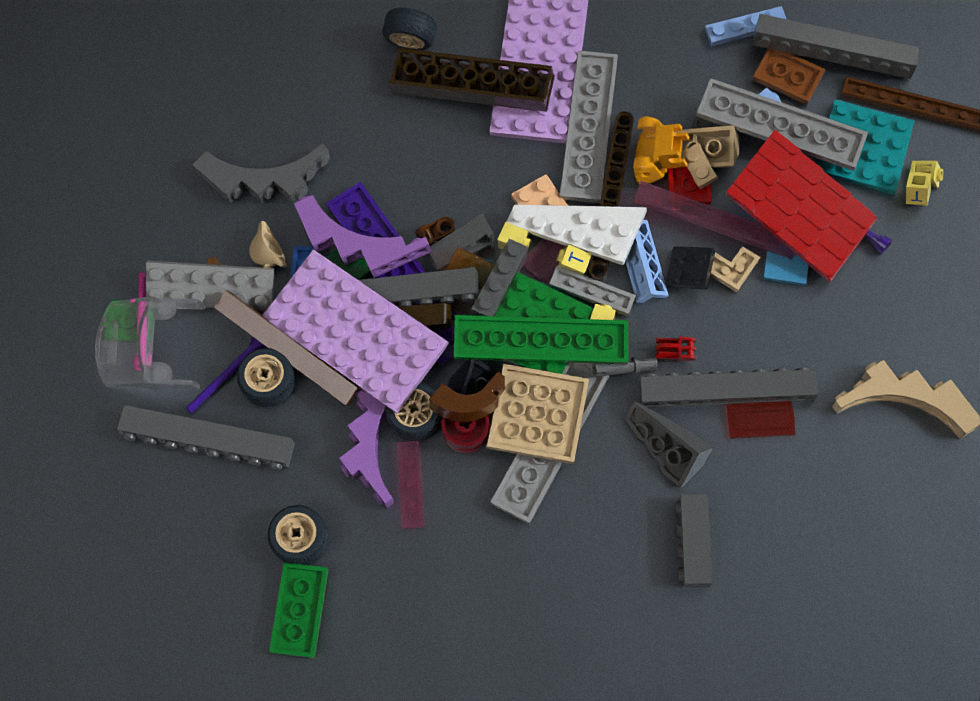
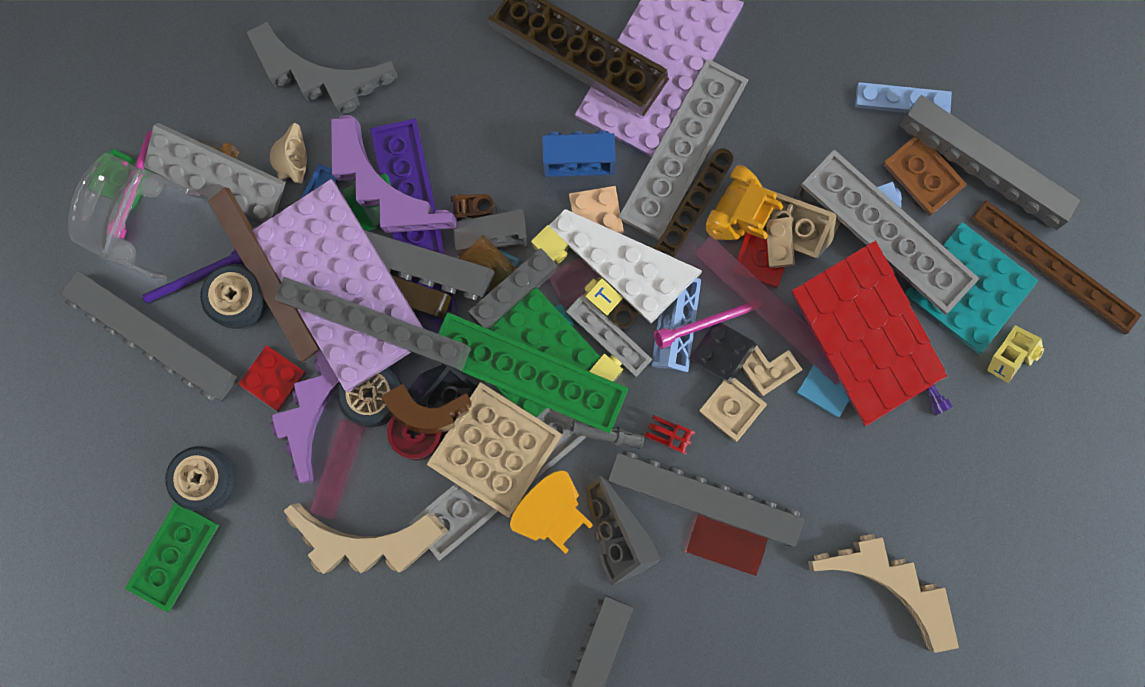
camera: 20 degrees right, 10 degrees up
(324, 432) = (272, 378): none -> red plate
(398, 344) = (373, 323): none -> dark grey brick
(435, 546) = (364, 551): none -> tan arch
(507, 158) = (579, 154): none -> blue brick
(606, 445) = (550, 511): none -> light orange piece
(640, 270) = (665, 337): none -> dark pink piece
(717, 309) = (732, 408): none -> tan plate

